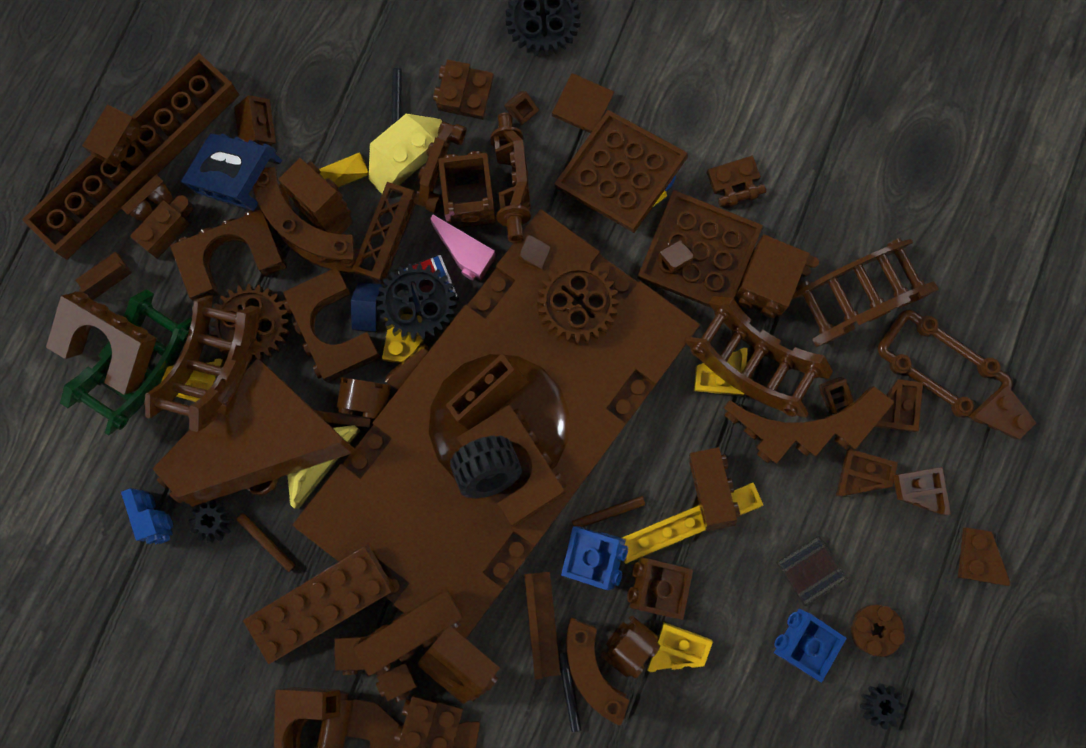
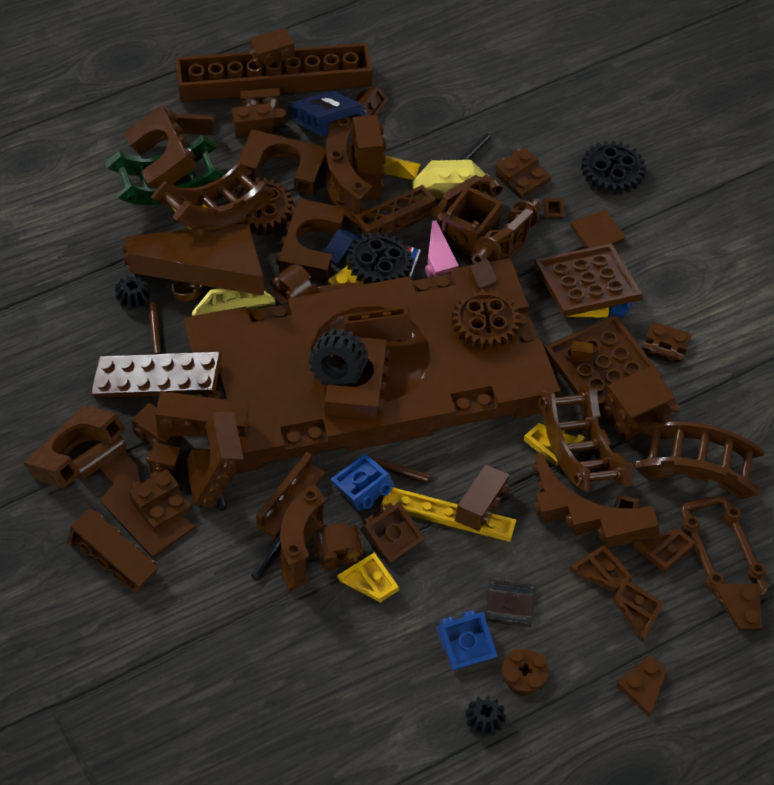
camera: 35 degrees right, 25 degrees down
(147, 523) = (96, 258): blue plate -> none

